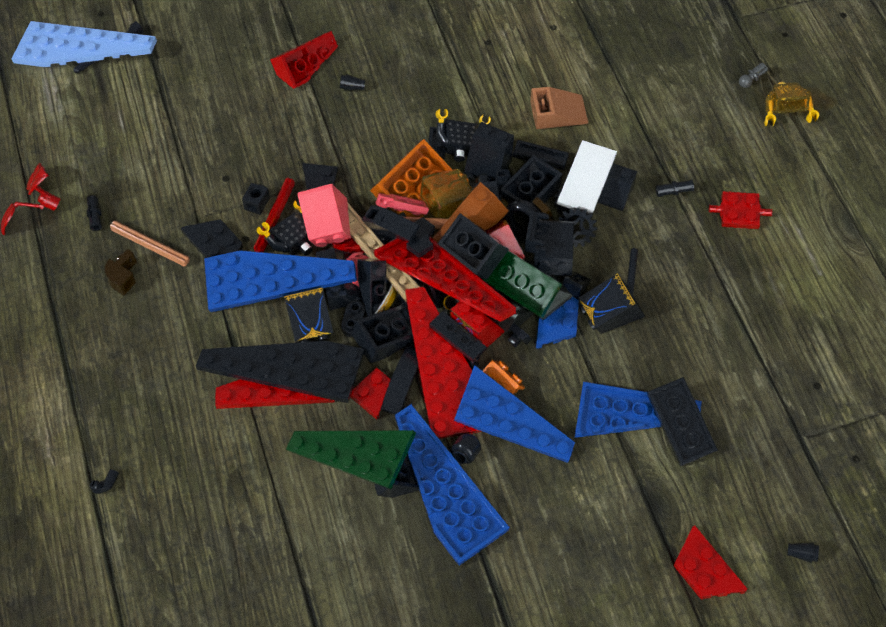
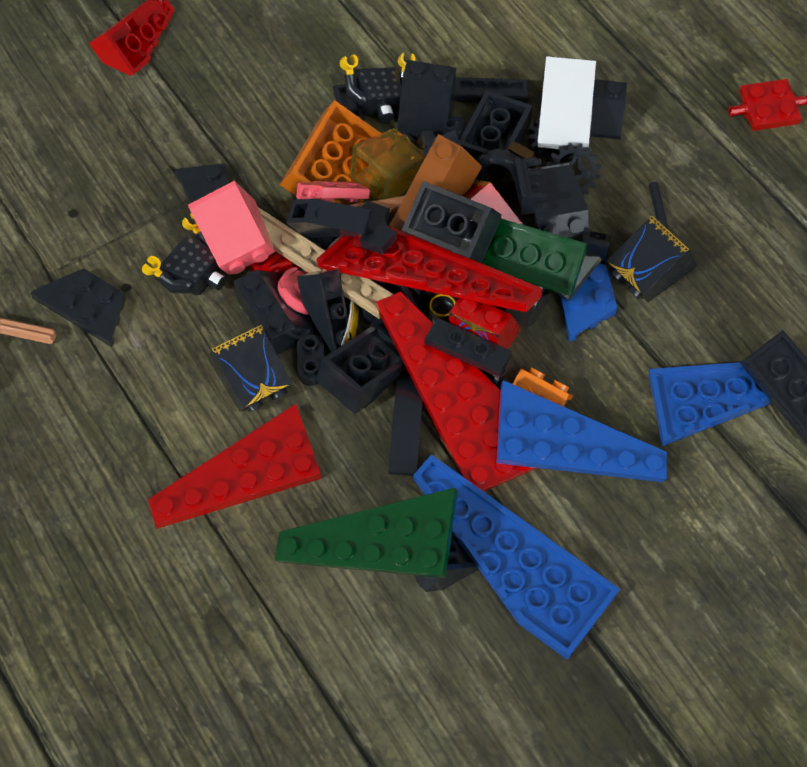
camera: 15 degrees left, 0 degrees up
(105, 485) = (21, 682): black arm -> none
(254, 204) = (125, 229): black brick -> none
(256, 277) = (167, 331): blue wing -> none
(275, 212) = (157, 243): red axle -> none
(304, 367) = (263, 441): black wing -> none
(351, 83) = (207, 52): black cone -> none
(371, 392) = (369, 453): red wing -> none
(466, 448) = (524, 496): black head -> none
(518, 336) = (543, 328): black tile -> none
(557, 108) = (491, 27): nougat slope -> none
(674, 188) = (678, 95): black pin -> none

